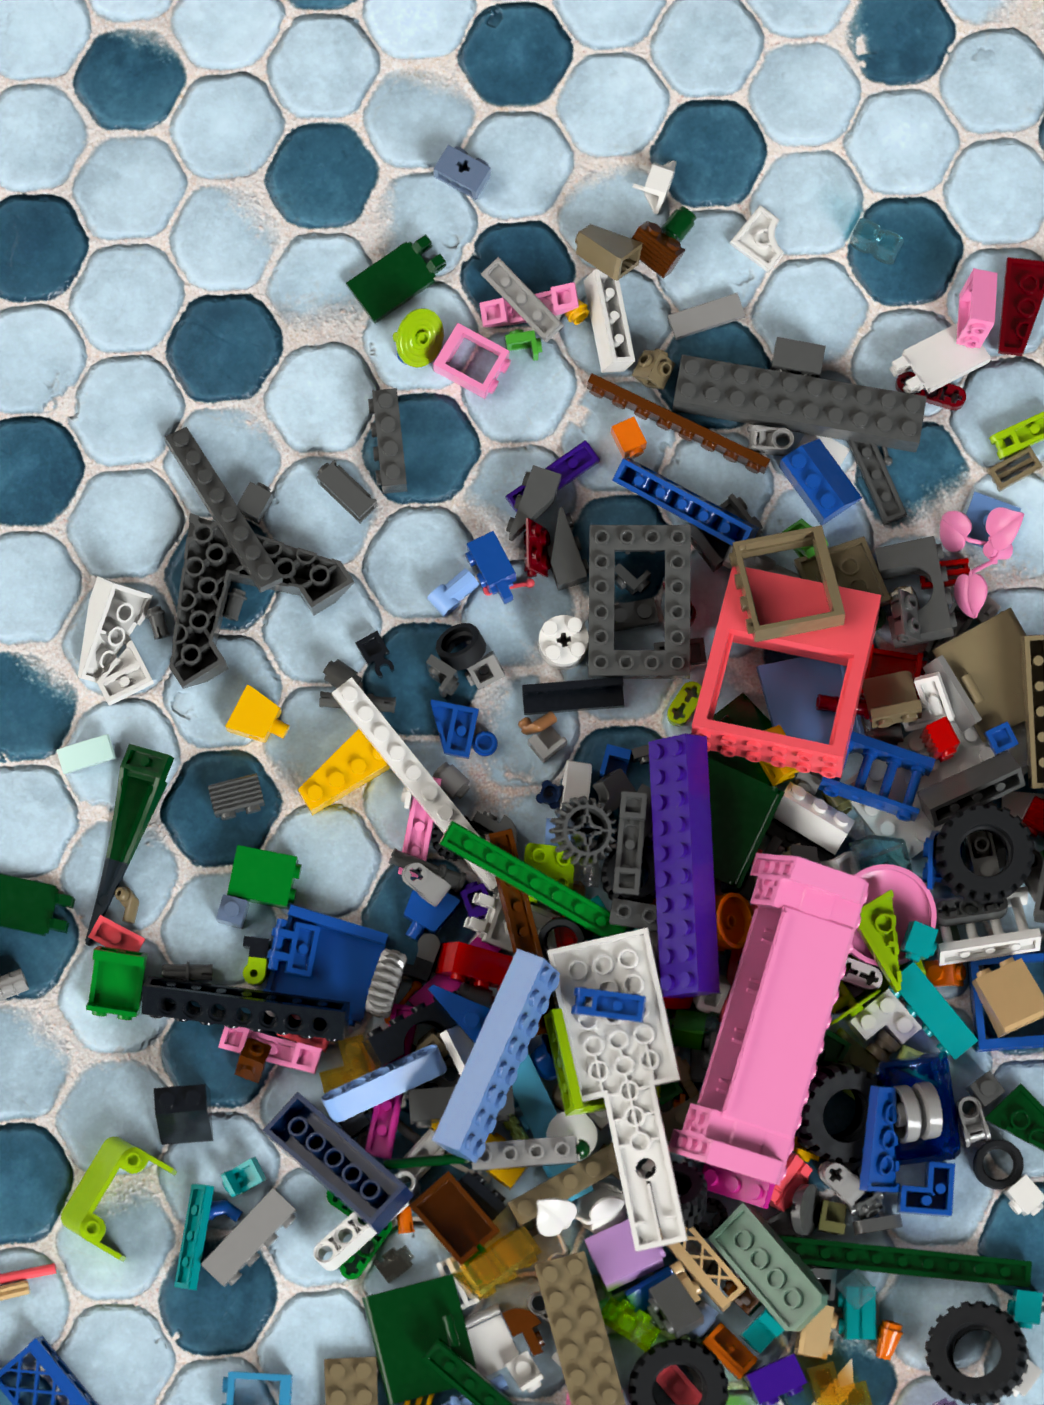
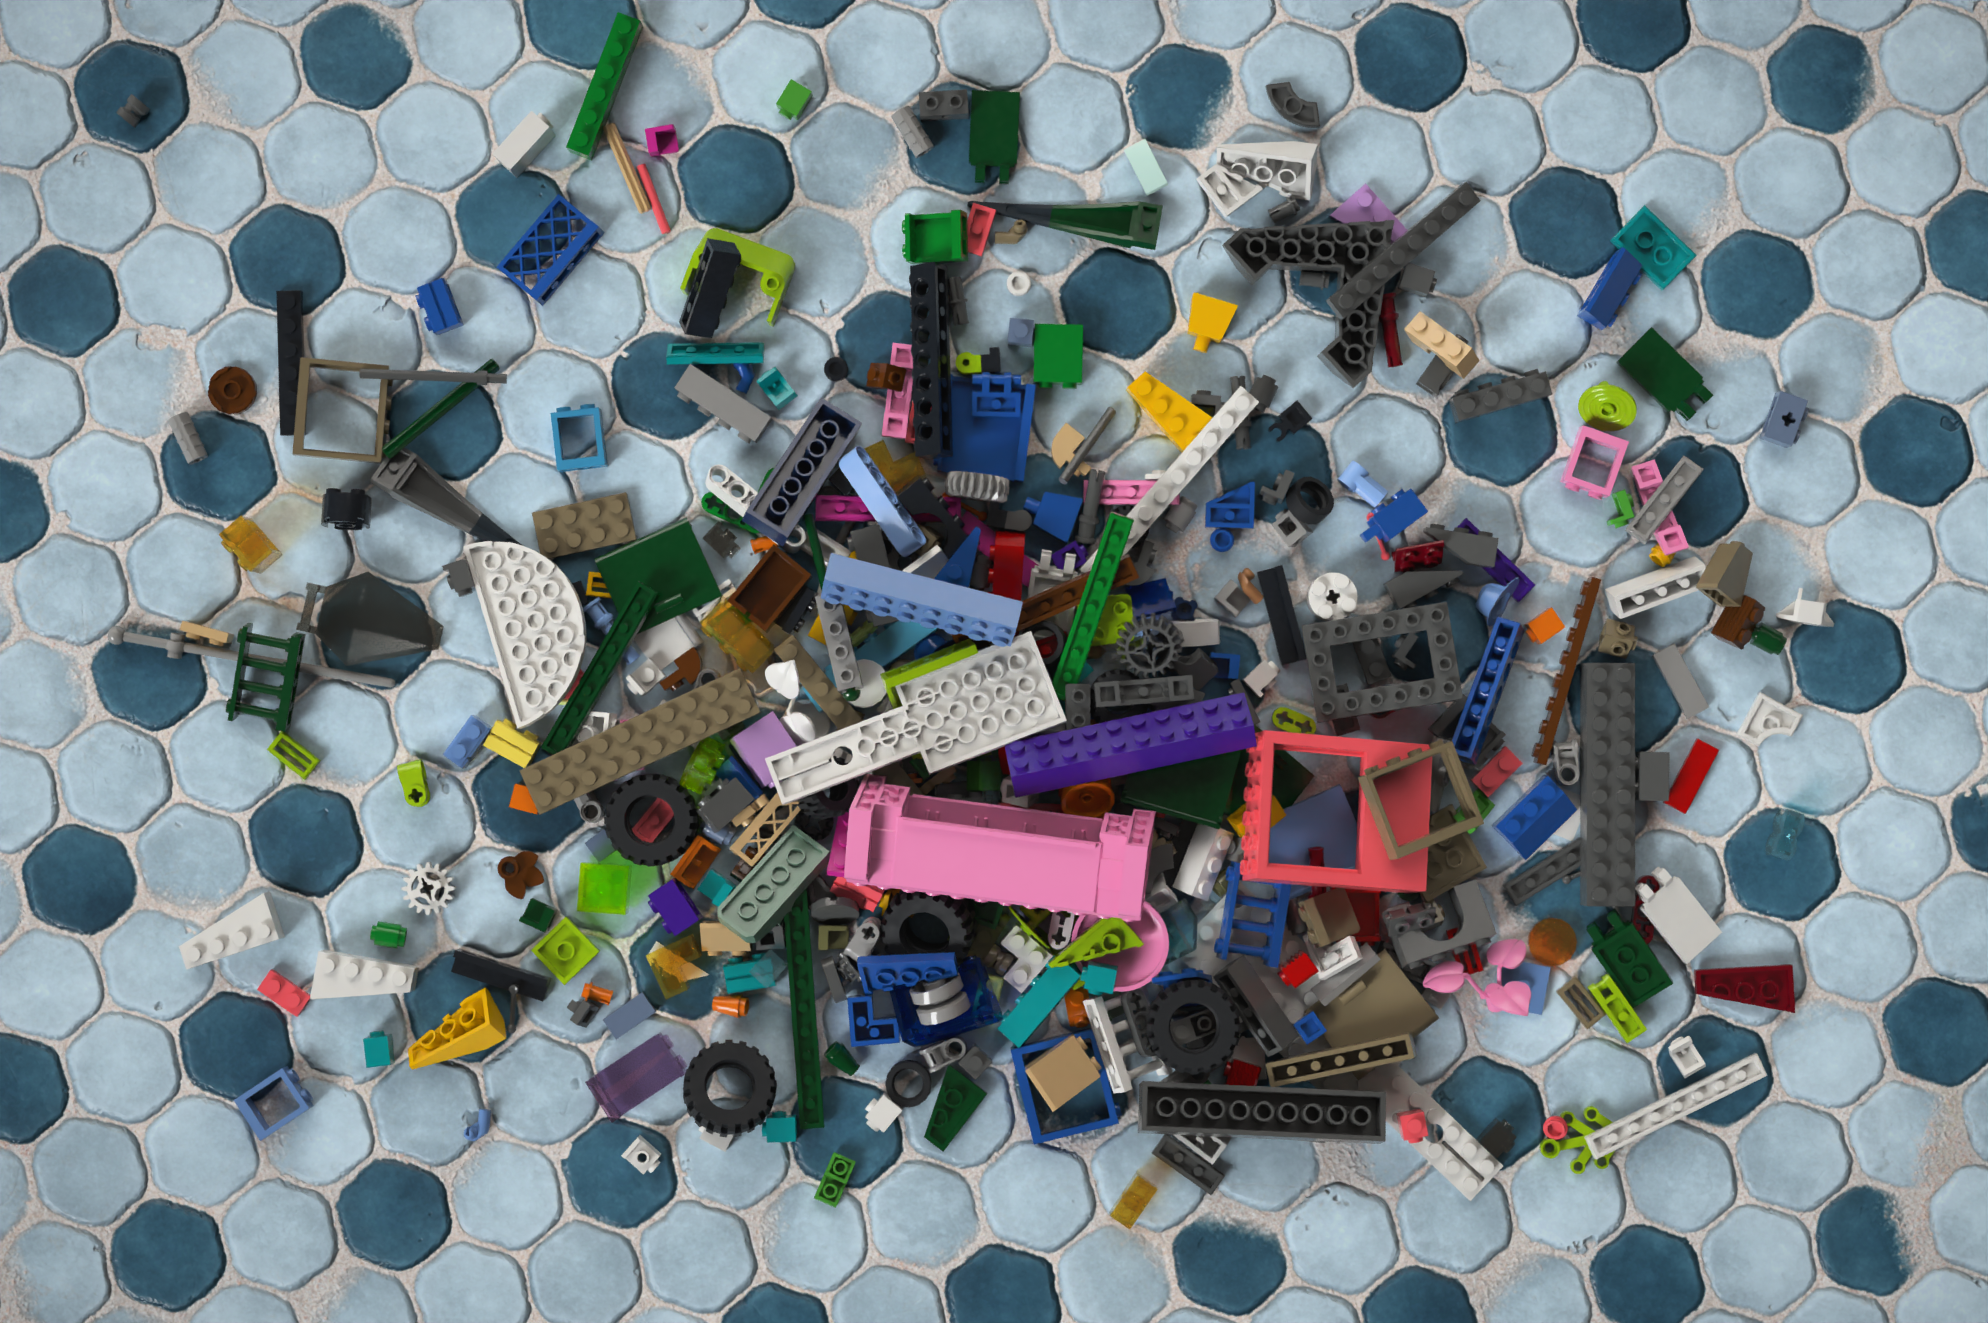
camera: 85 degrees right, 10 degrees up
(53, 597) = (1292, 107): none -> dark grey tile
(125, 1227) = (710, 288): none -> black brick
(171, 540) = (1366, 206): none -> lavender wing
(181, 906) = (1018, 283): none -> white tile
(183, 1114) = (824, 322): black slope -> none
(234, 1112) = (836, 369): none -> black tile
(236, 796) = (1130, 315): dark grey brick -> none
(266, 268) = (1654, 247): none -> teal tile
(301, 314) = (1611, 289): none -> blue slope
(303, 538) = (1388, 318): none -> dark red pin
(316, 495) = (1449, 348): none -> tan arch
(337, 735) = (1205, 399): none -> dark grey bracket
(362, 861) = (1087, 445): none -> dark grey bar
(364, 889) = (1065, 445): none -> tan brick
(428, 886) = (1075, 509): light grey piece -> none
(533, 824) = (1151, 598): none -> clear blue piece
(594, 483) = (1494, 600): none -> medium blue piece
(609, 1005) = (987, 697): blue plate -> none
(633, 727) = (1262, 677): none -> white brick
(767, 510) = (1496, 771): none -> coral plate
(802, 321) = (1691, 775): none -> red tile
(948, 486) = (1552, 941): none -> clear orange tile
(961, 1231) = (841, 1058): none -> dark green cone
(976, 308) = (1732, 942): bright pink window -> none
(979, 413) = (1628, 960): none -> dark green tile

